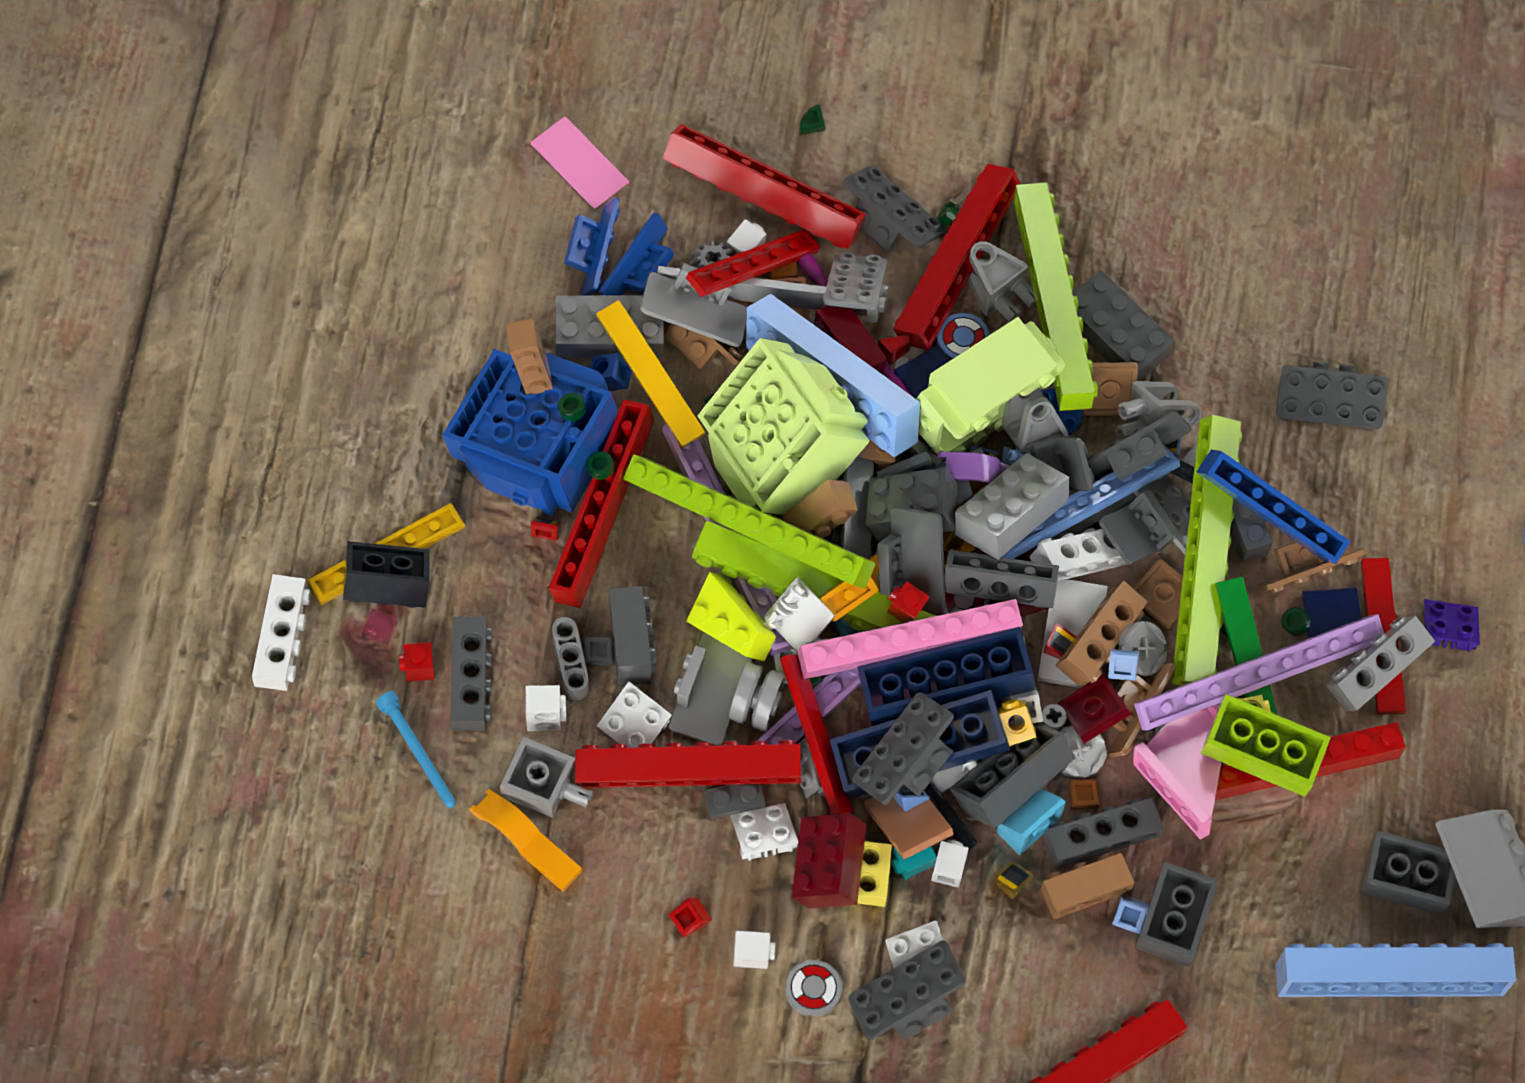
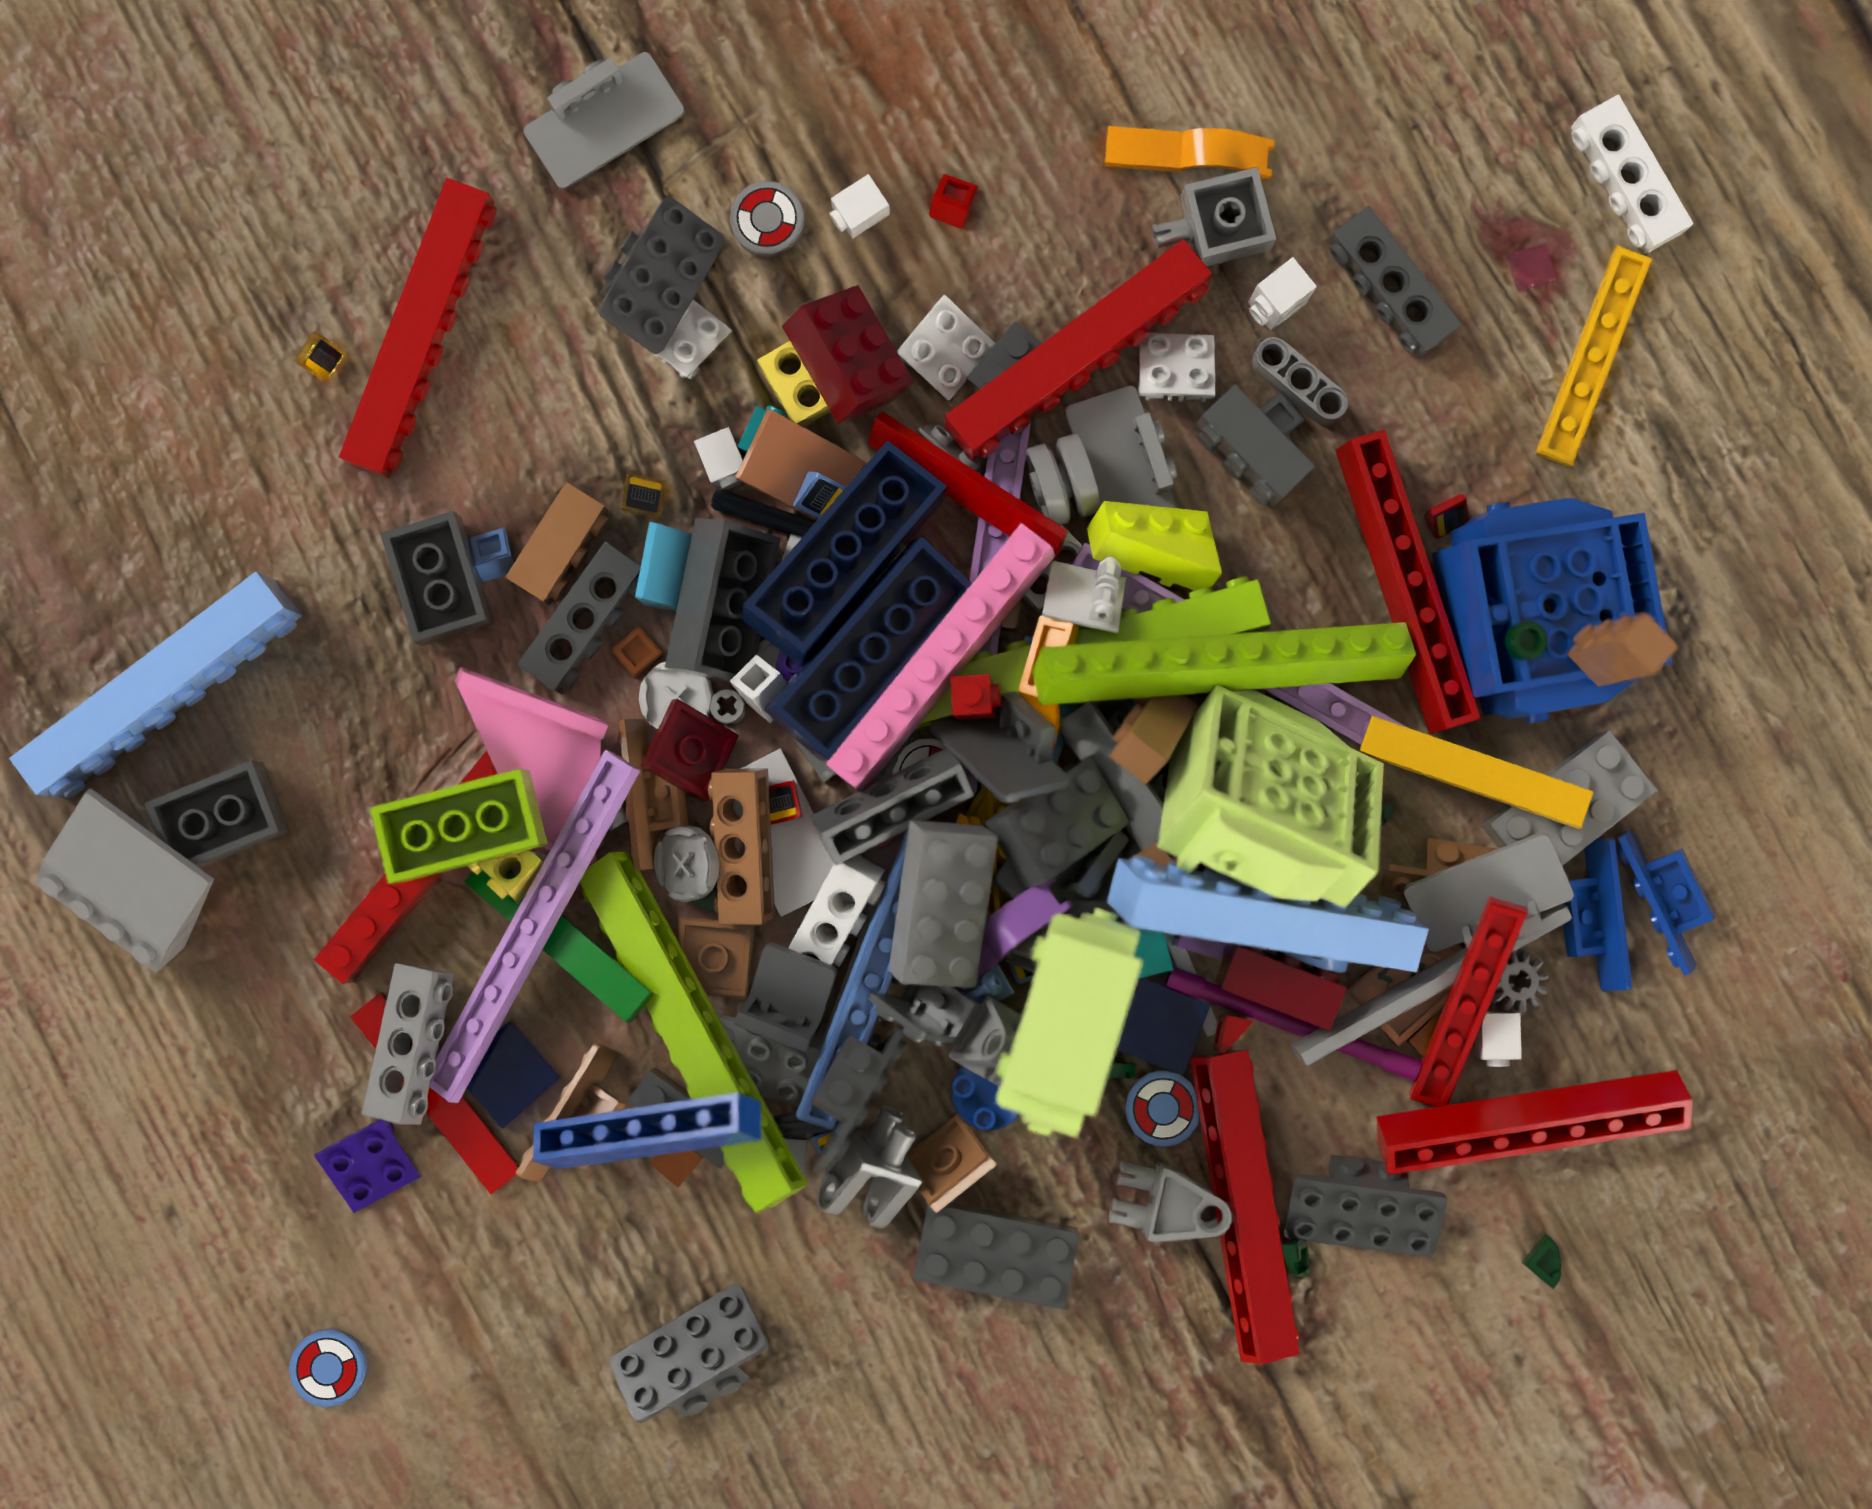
camera: 150 degrees right, 20 degrees up
(386, 574) = (1573, 321): black slope -> none
(389, 704) = (1448, 185): dark azure piece -> none
(417, 662) = (1458, 251): red brick -> none
(579, 162) = (1767, 999): bright pink sticker -> none
(600, 465) = (1442, 614): dark green tile -> none
(613, 369) = (1524, 746): blue brick -> none
(858, 283) = (1329, 1068): light grey bracket -> none
(908, 752) = (845, 516): dark grey bracket -> none
(1021, 732) = (753, 650): yellow brick -> none
(1053, 294) = (1091, 1224): lime brick -> none
(1123, 664) = (690, 819): tile -> none
(1295, 621) = (543, 1034): dark green tile -> none

